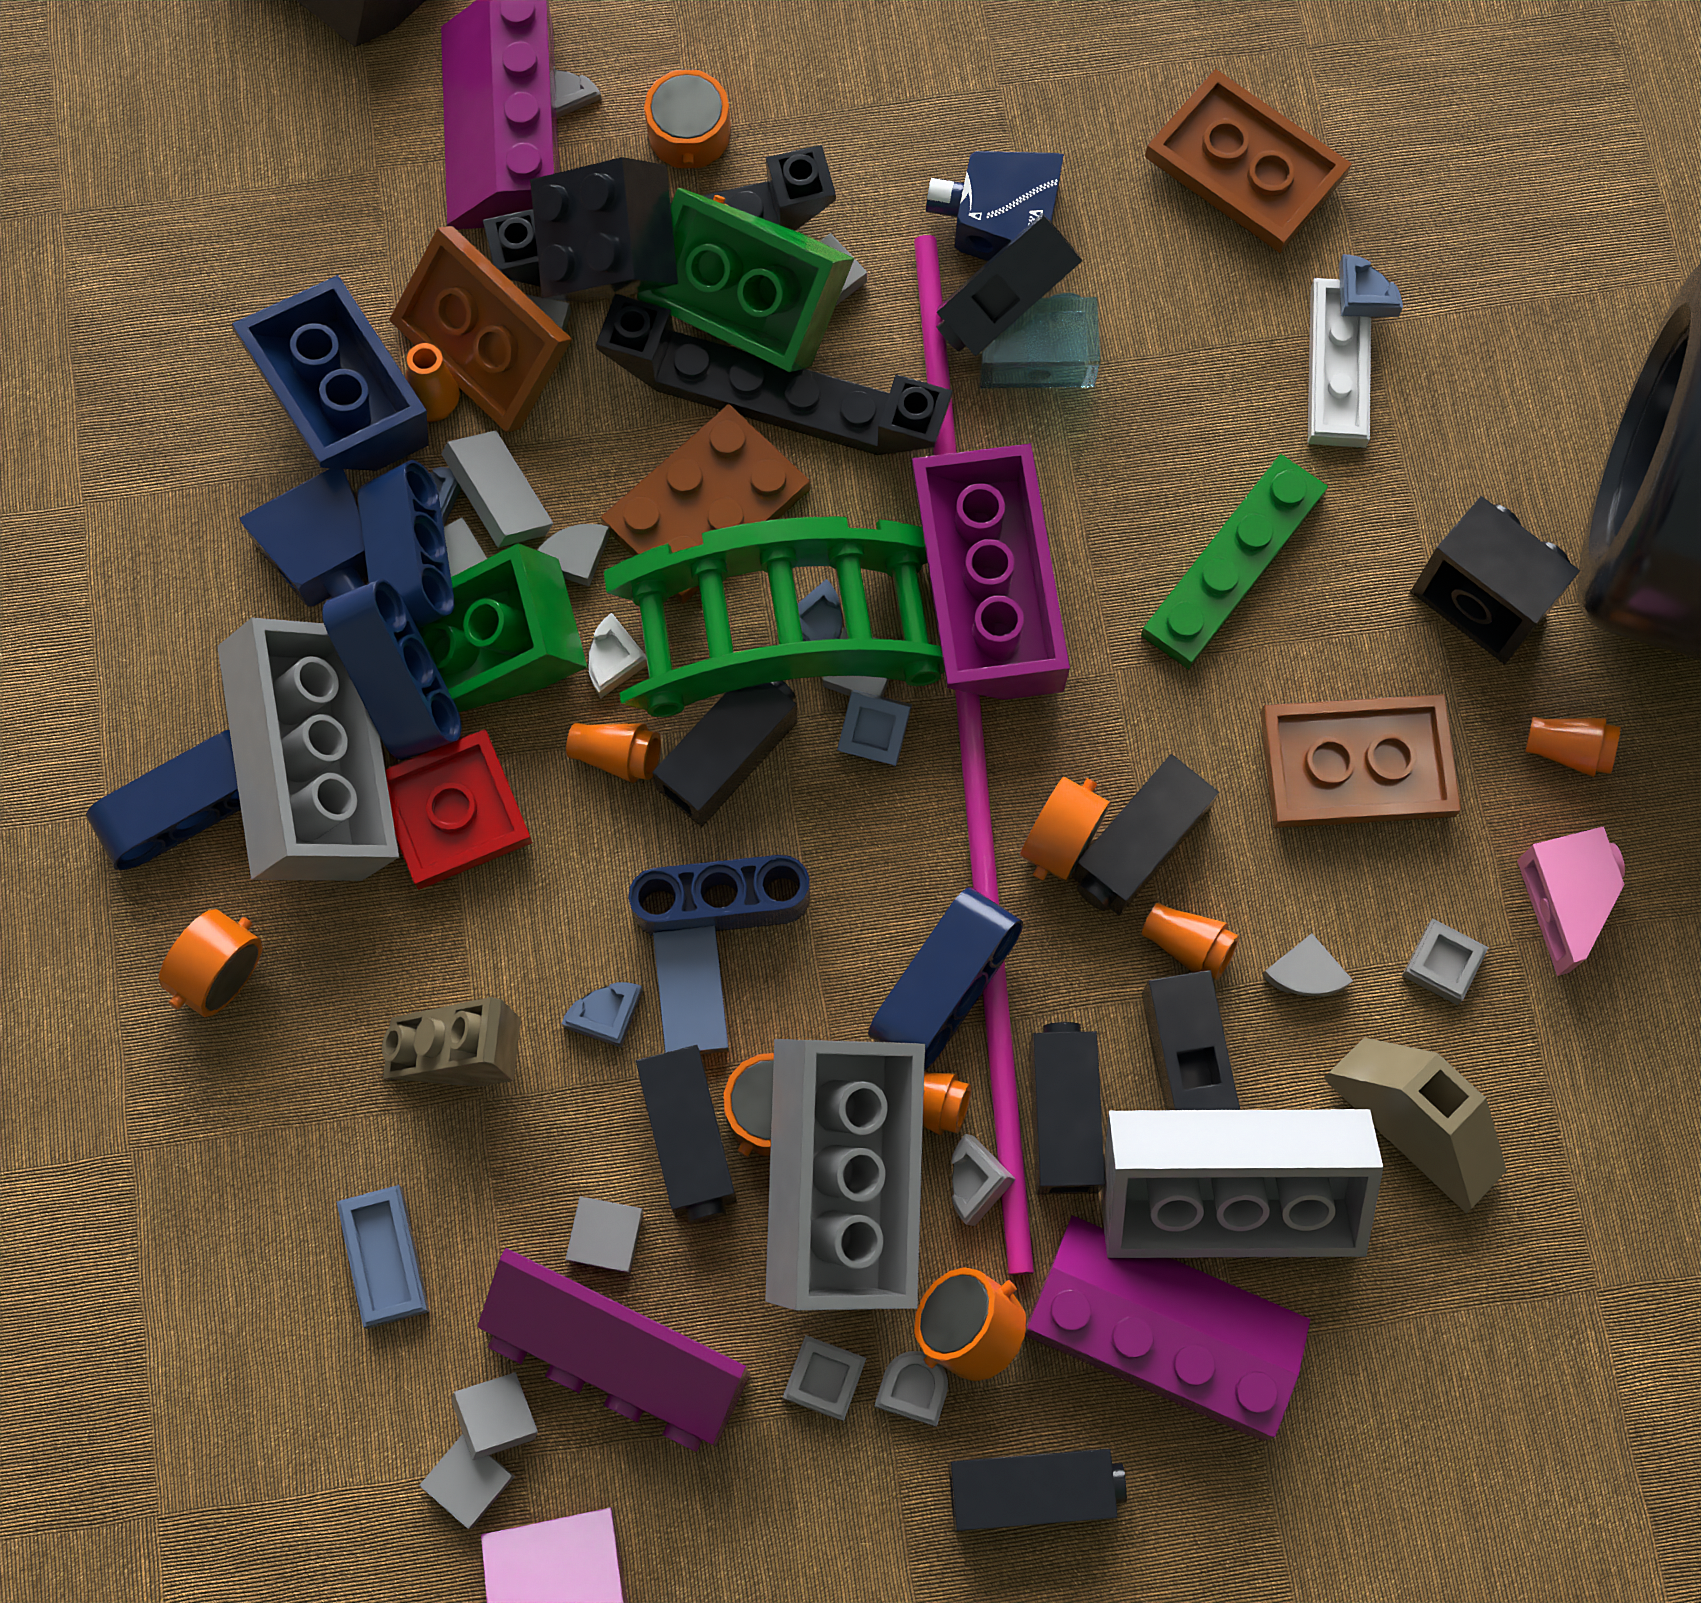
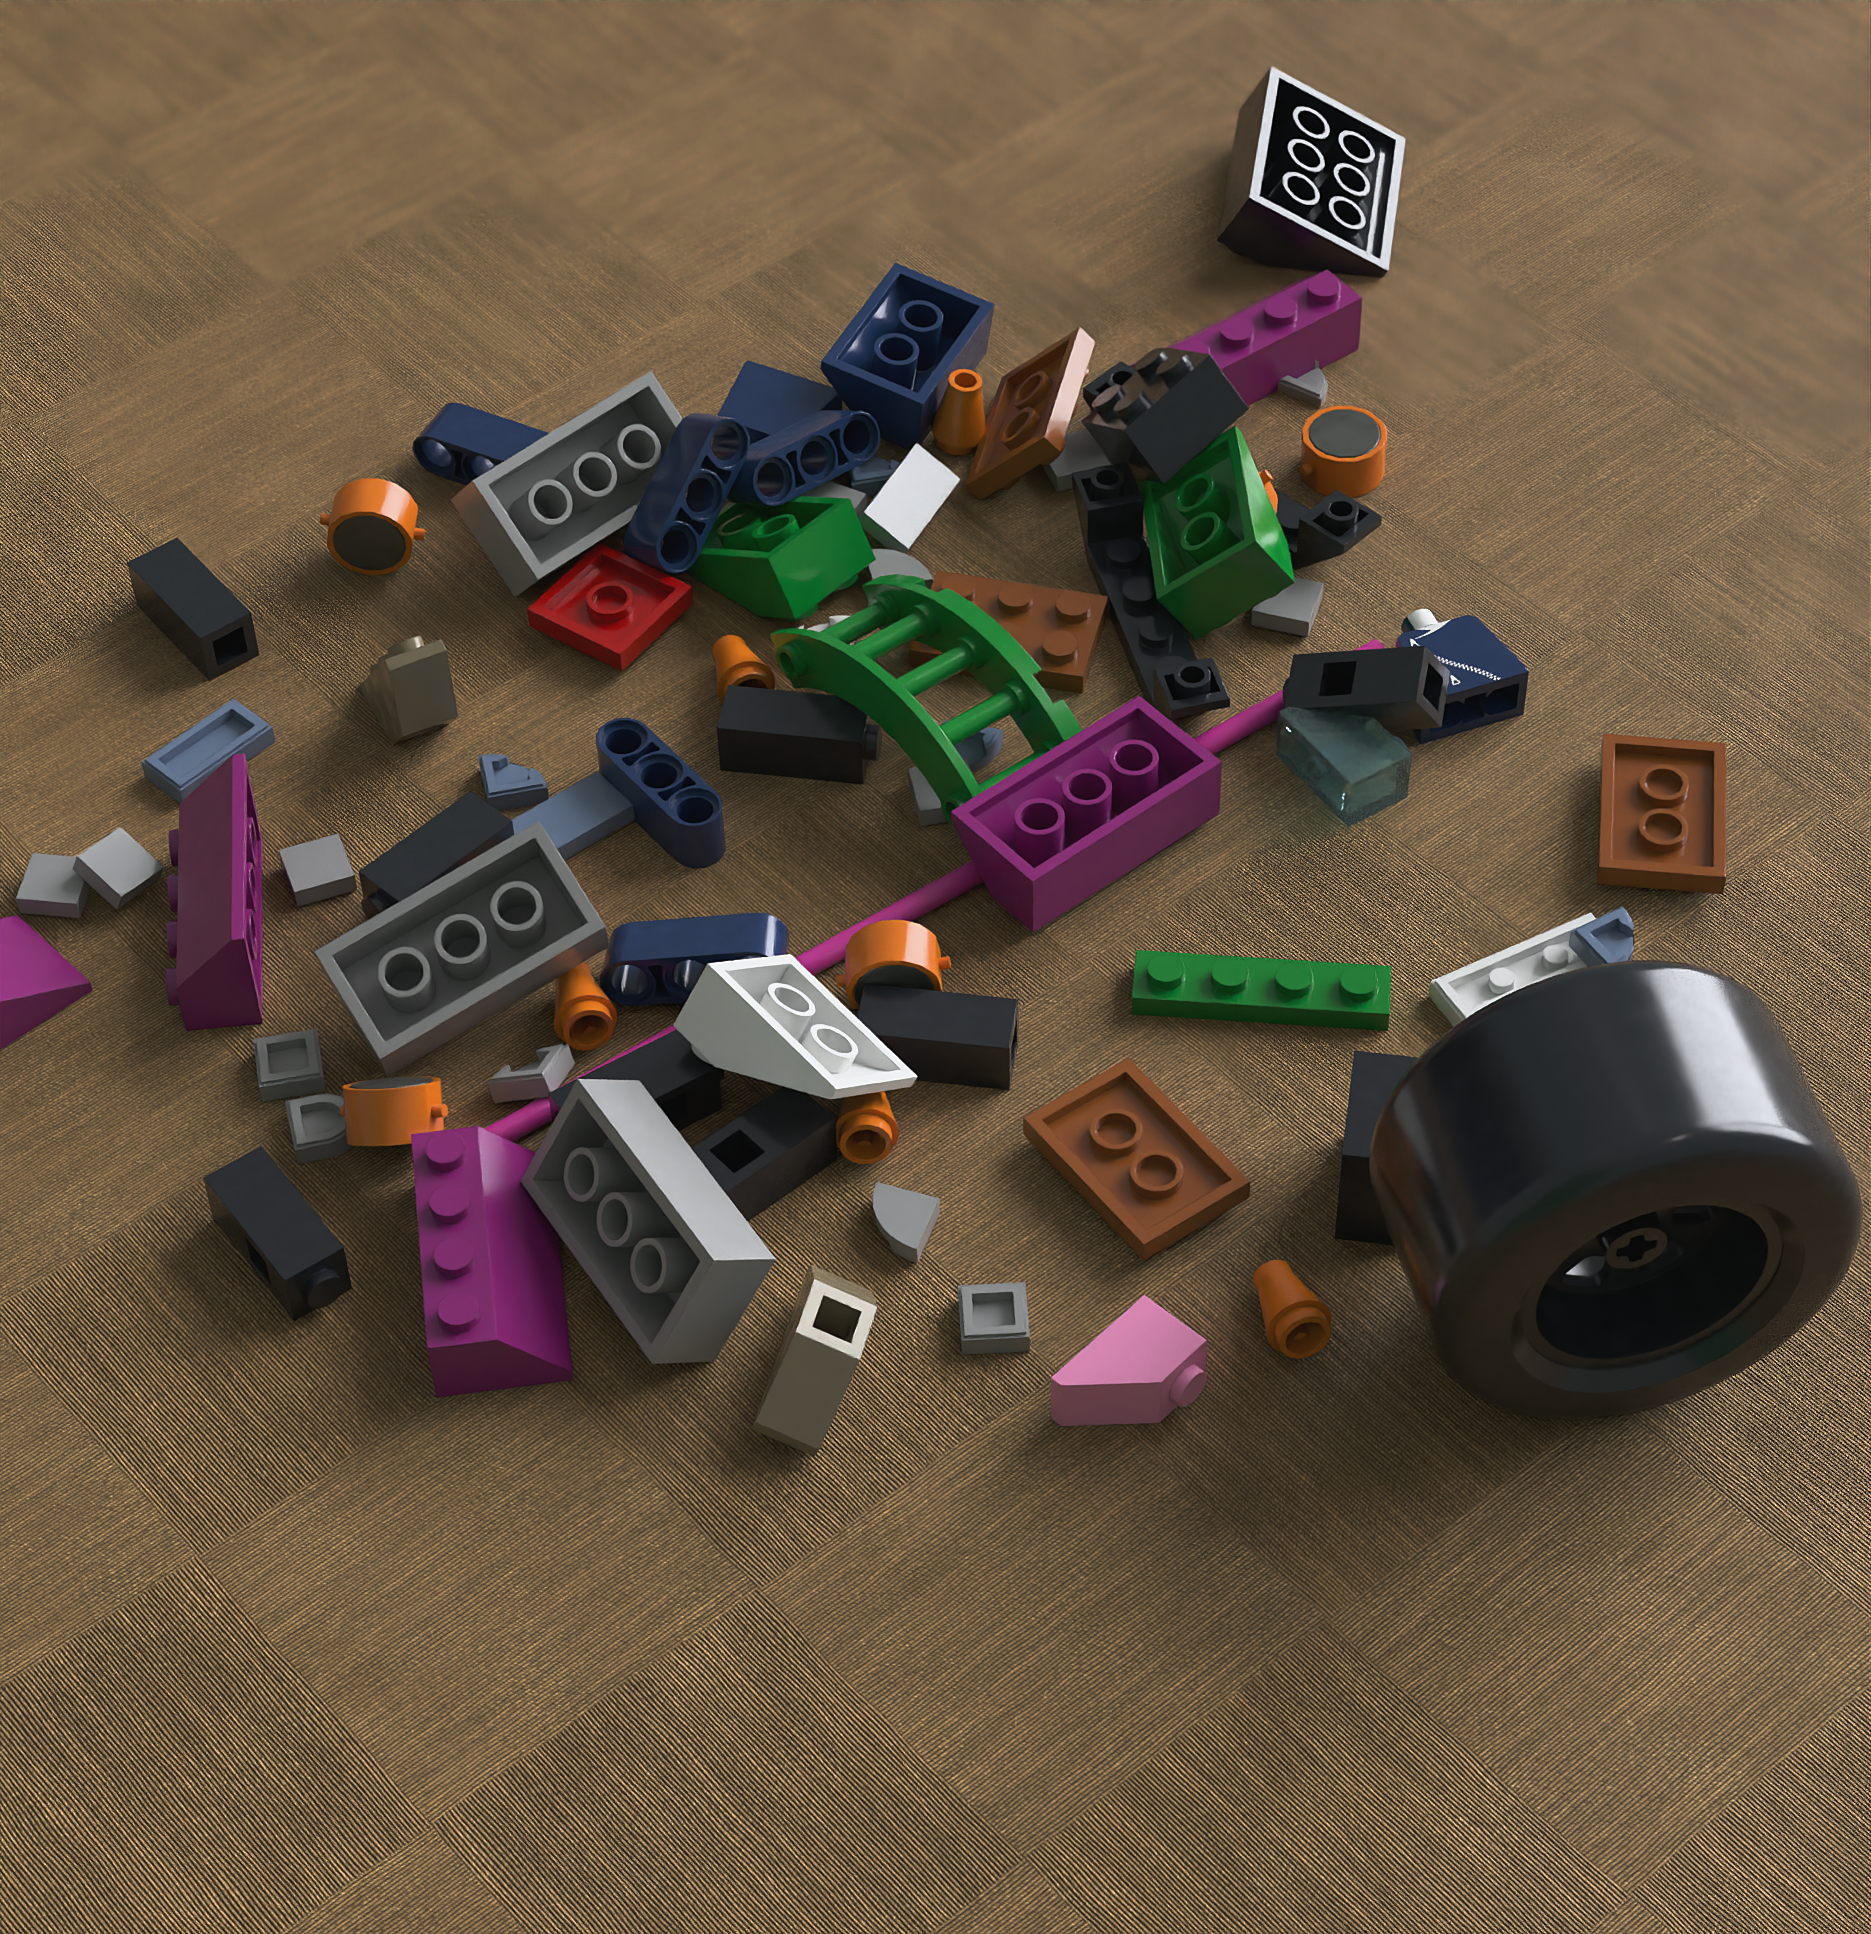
camera: 60 degrees right, 25 degrees down
(191, 1180) = (193, 609): none -> black brick
(874, 727) = (892, 820): sand blue tile -> none
(1126, 958) = (785, 1029): none -> white slope

